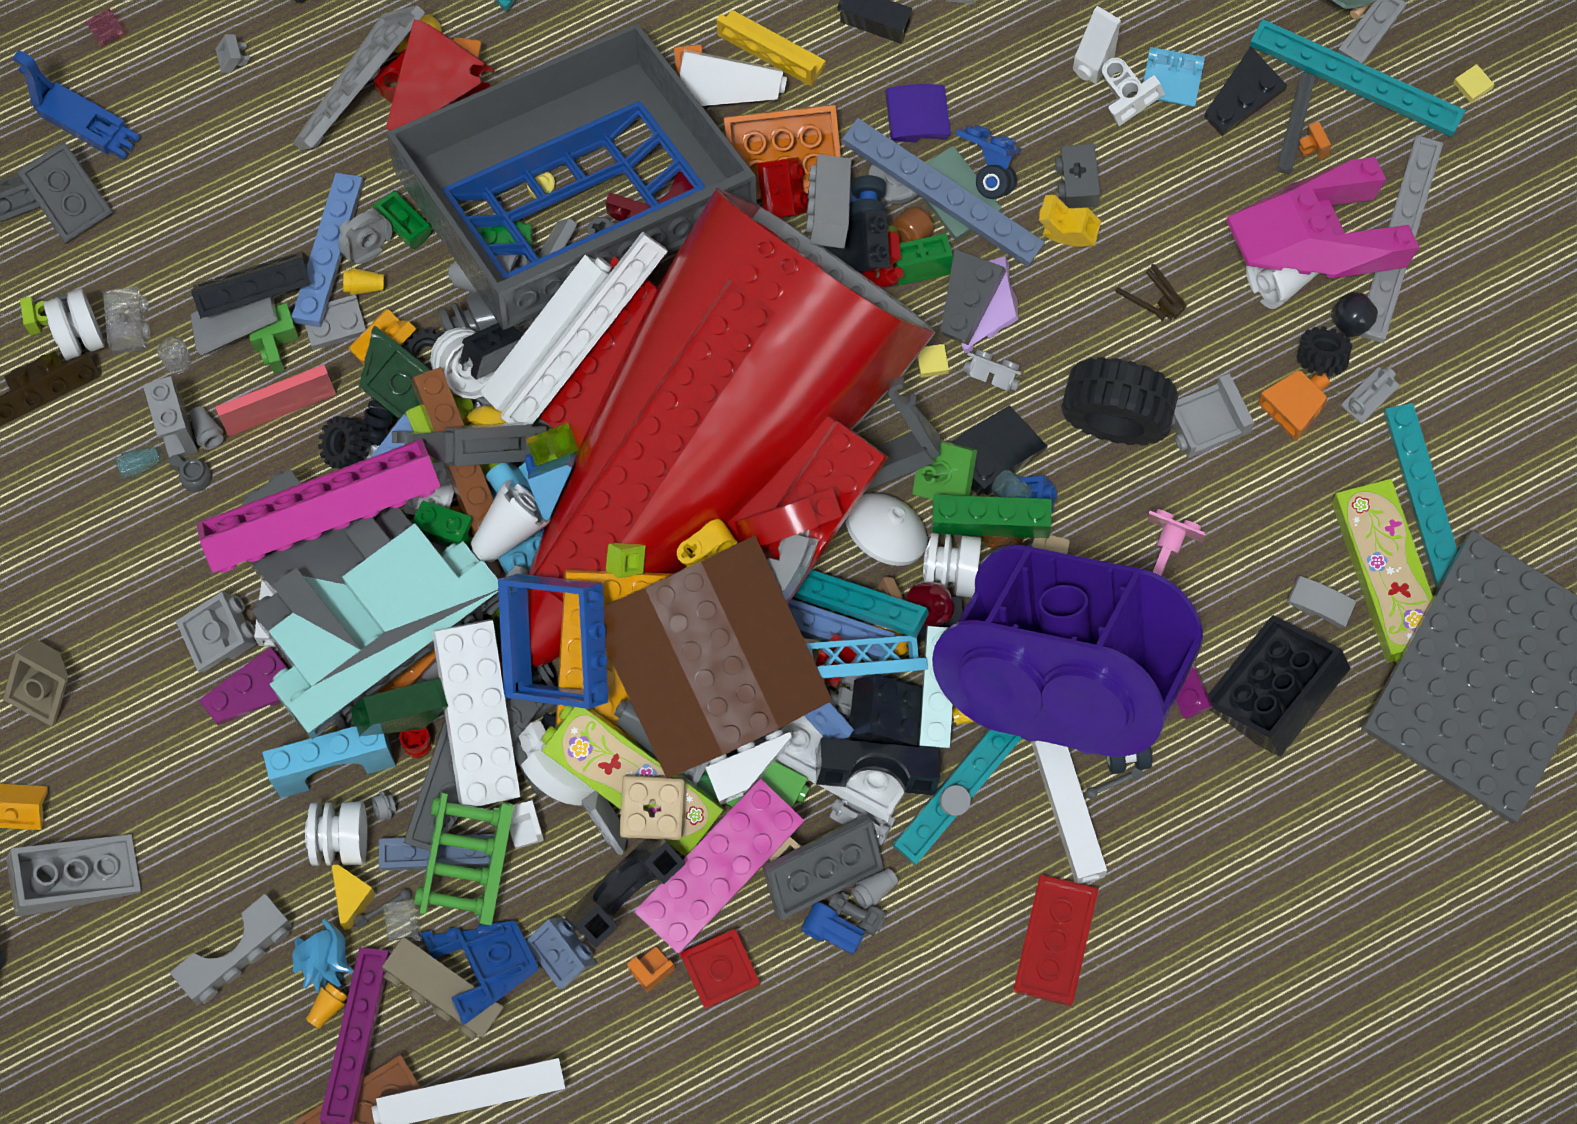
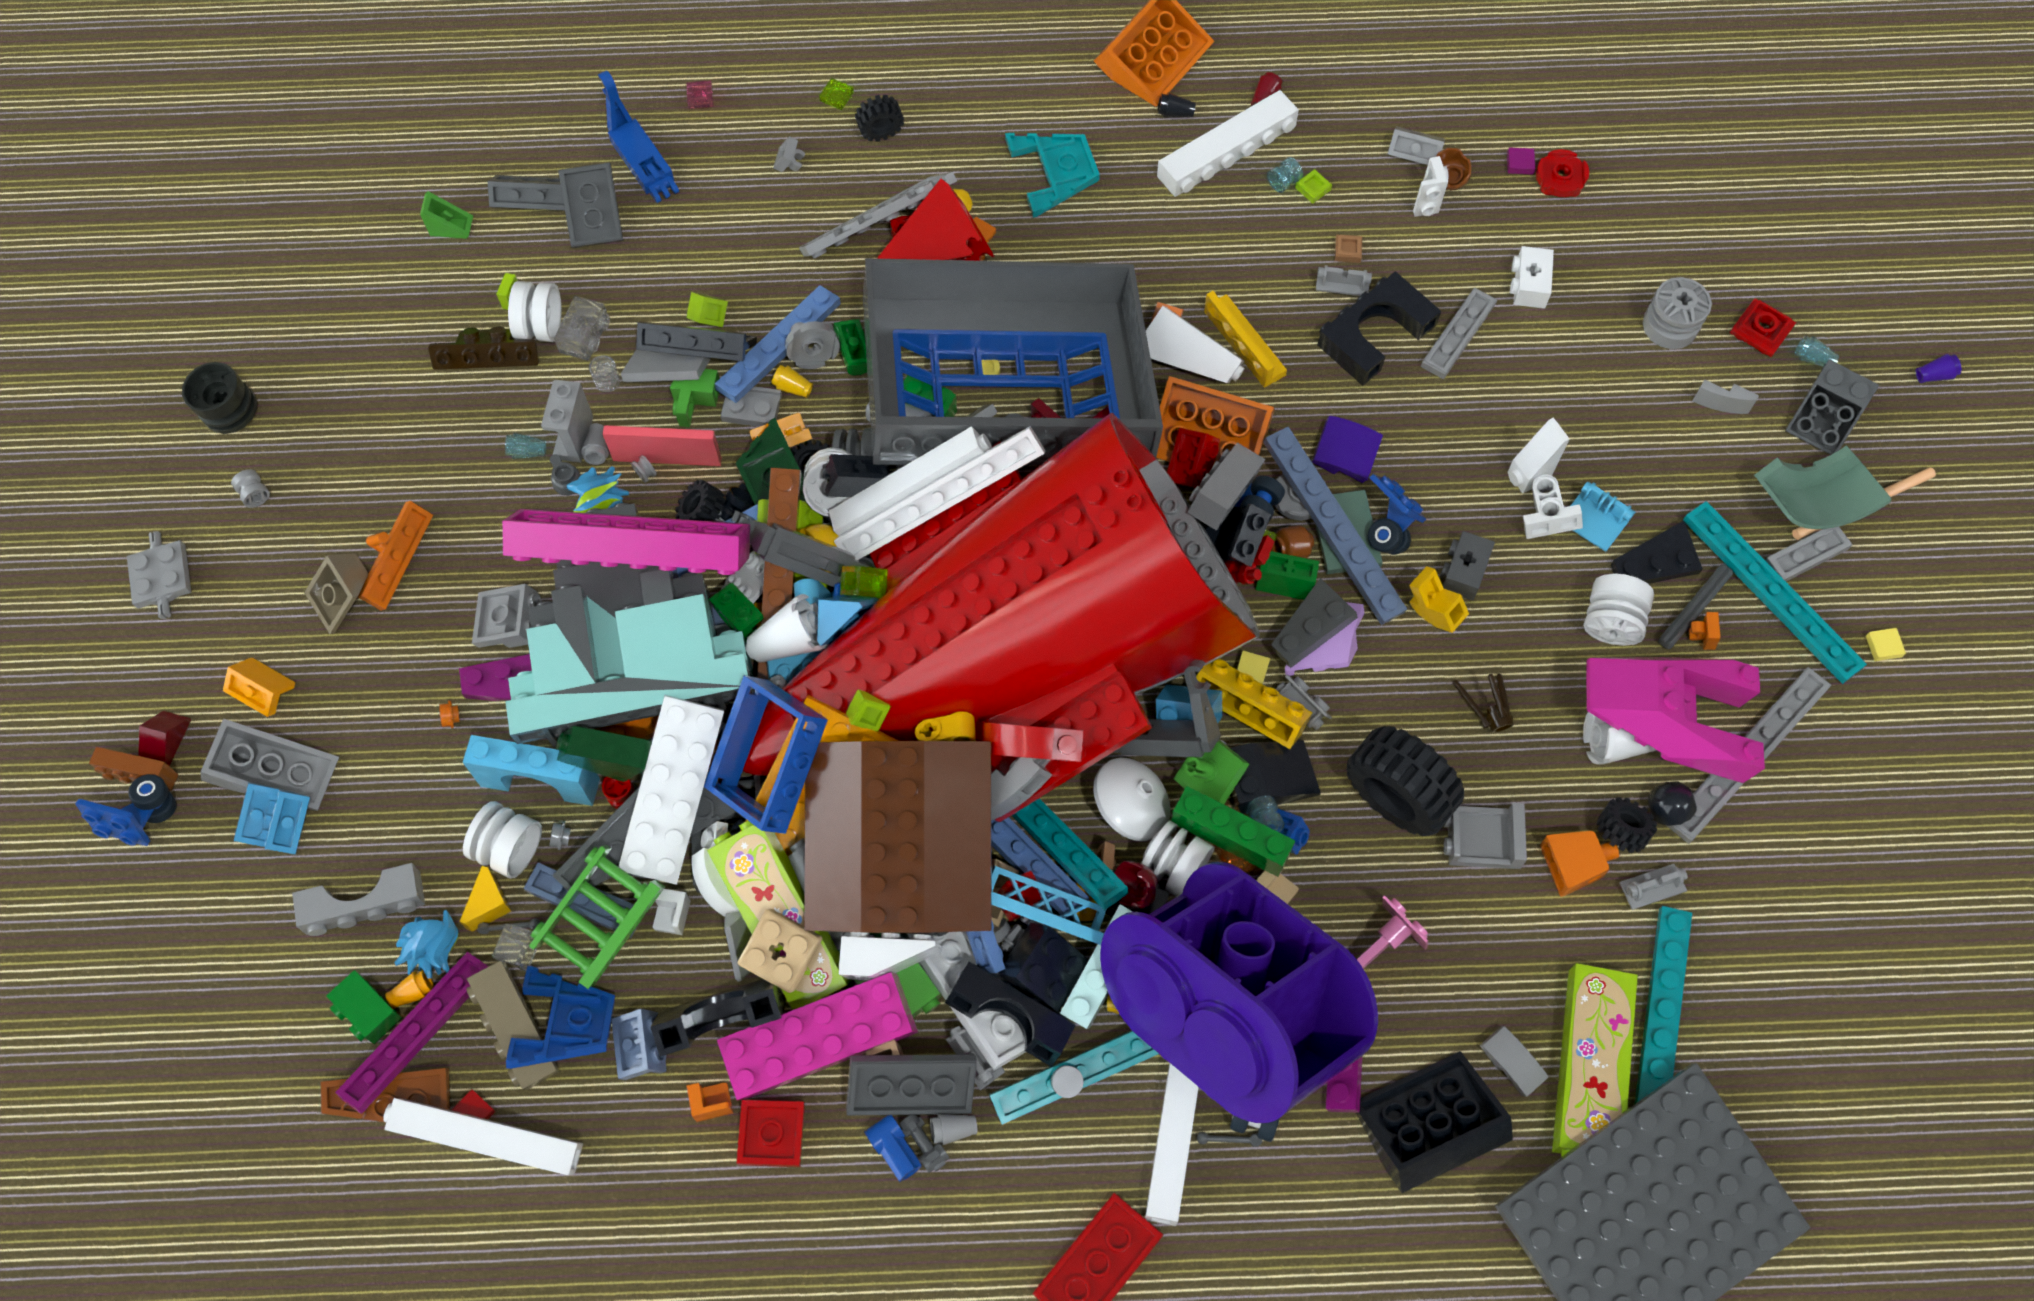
camera: 25 degrees right, 5 degrees down
(72, 621) = (394, 554): none -> orange plate
(105, 917) = (271, 818): none -> dark azure slope
(214, 747) = (448, 714): none -> orange plate
(238, 246) = (707, 309): none -> lime panel
(239, 474) = (597, 490): none -> dark azure hair
(266, 431) = (643, 468): none -> light grey bush
(293, 1040) = (363, 1007): none -> green brick
(443, 1074) = (474, 1105): none -> red tile
(887, 423) = (1175, 703): none -> dark azure brick
(955, 392) = (1256, 704): none -> yellow brick
(1231, 158) = (1619, 609): none -> white wheel

